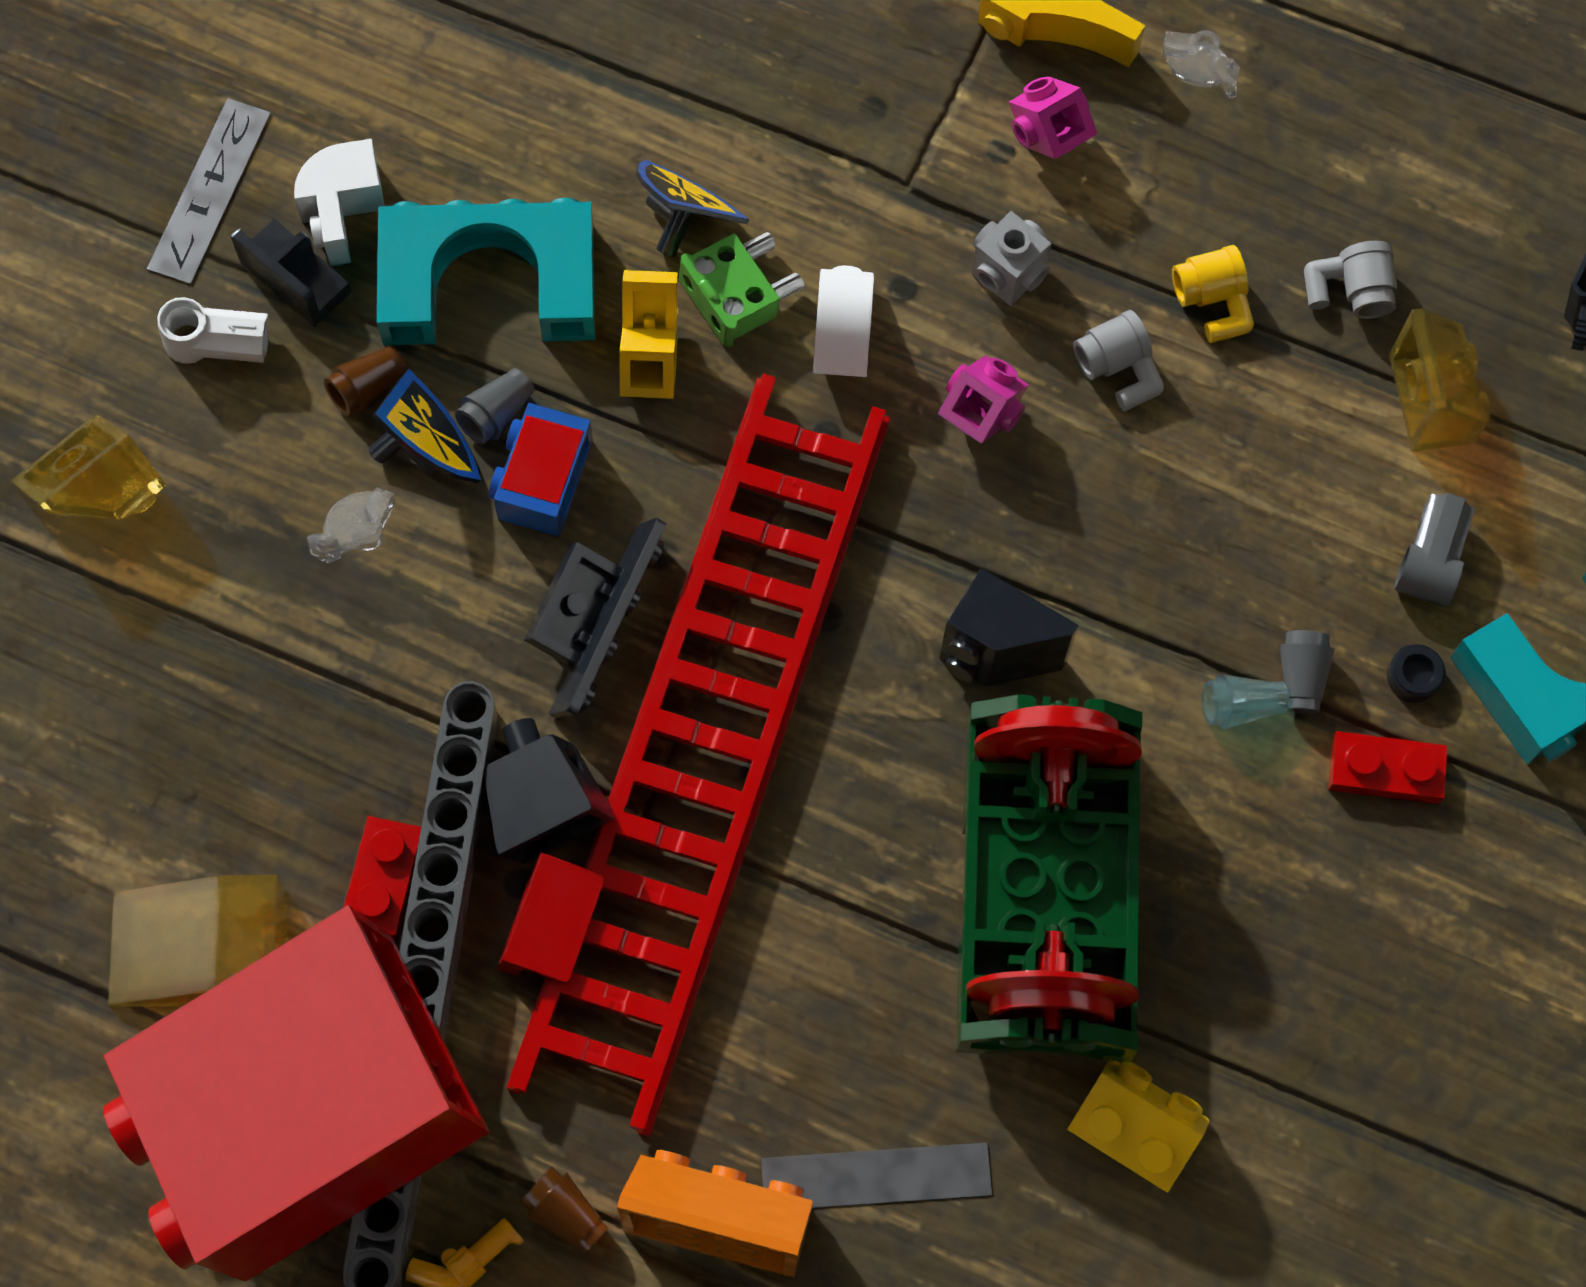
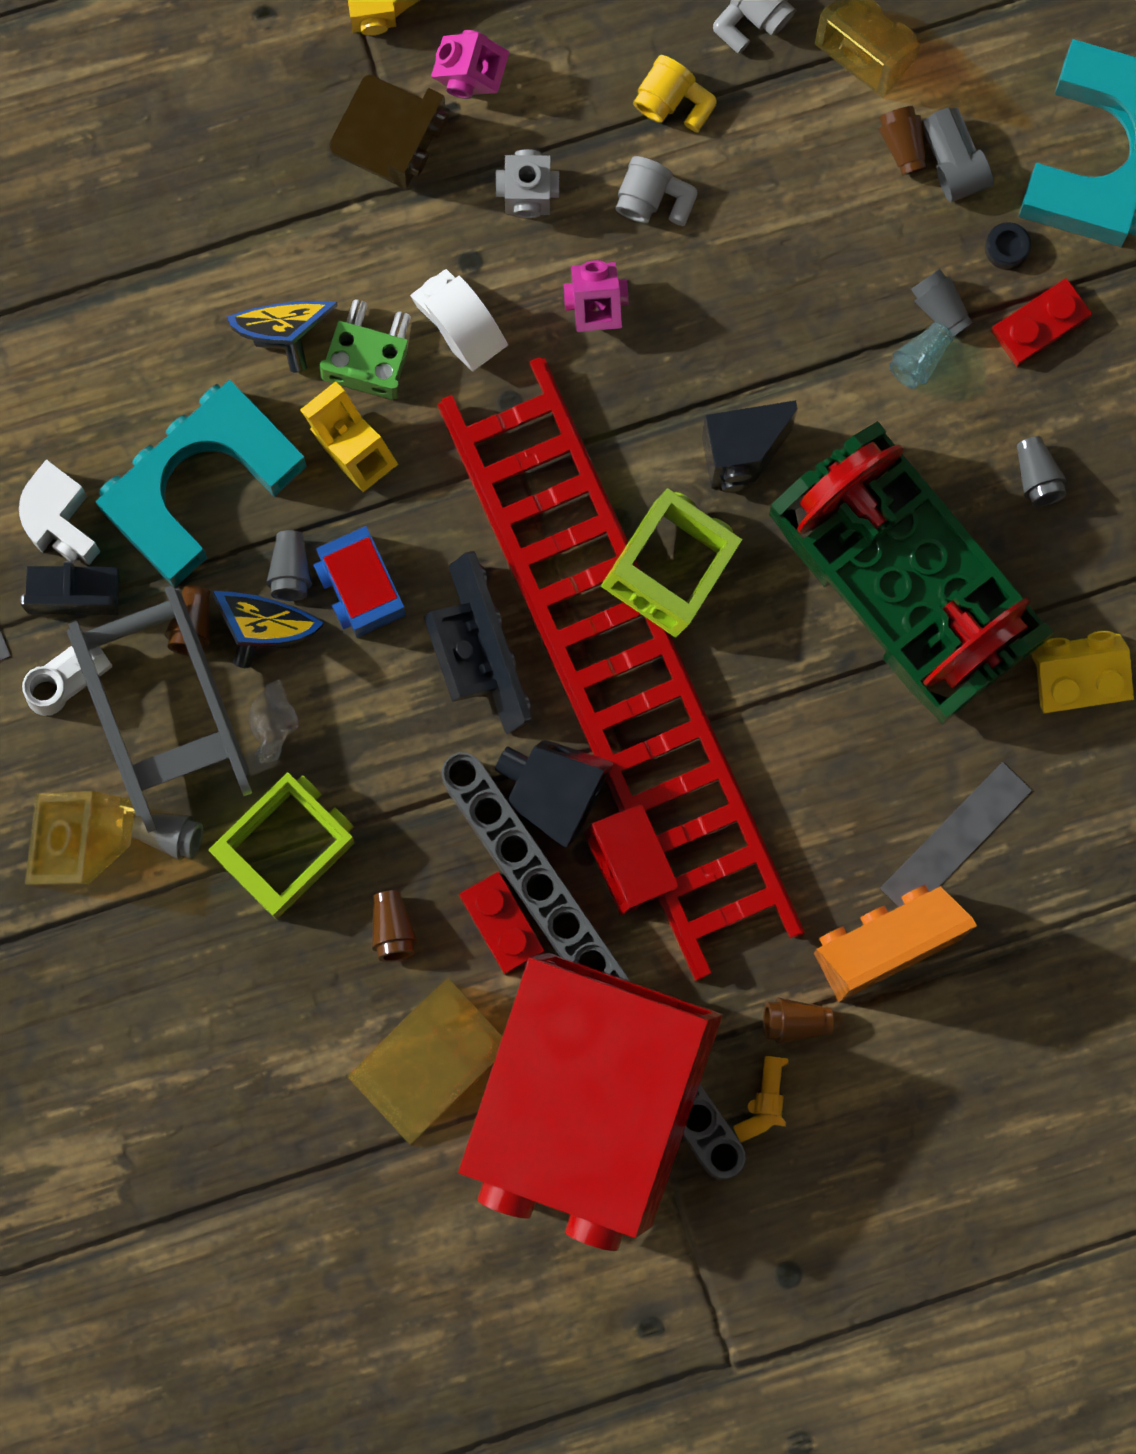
camera: 40 degrees left, 10 degrees up
(170, 542) = (174, 835): none -> dark grey cone
(205, 593) = (306, 795): none -> lime window
(239, 482) = (180, 759): none -> dark grey piece
(279, 794) = (392, 928): none -> reddish brown cone
(785, 694) = (648, 595): none -> lime window
(932, 119) = (389, 130): none -> dark brown bracket
(1262, 903) = (1040, 474): none -> dark grey cone
(1399, 497) = (904, 139): none -> reddish brown cone

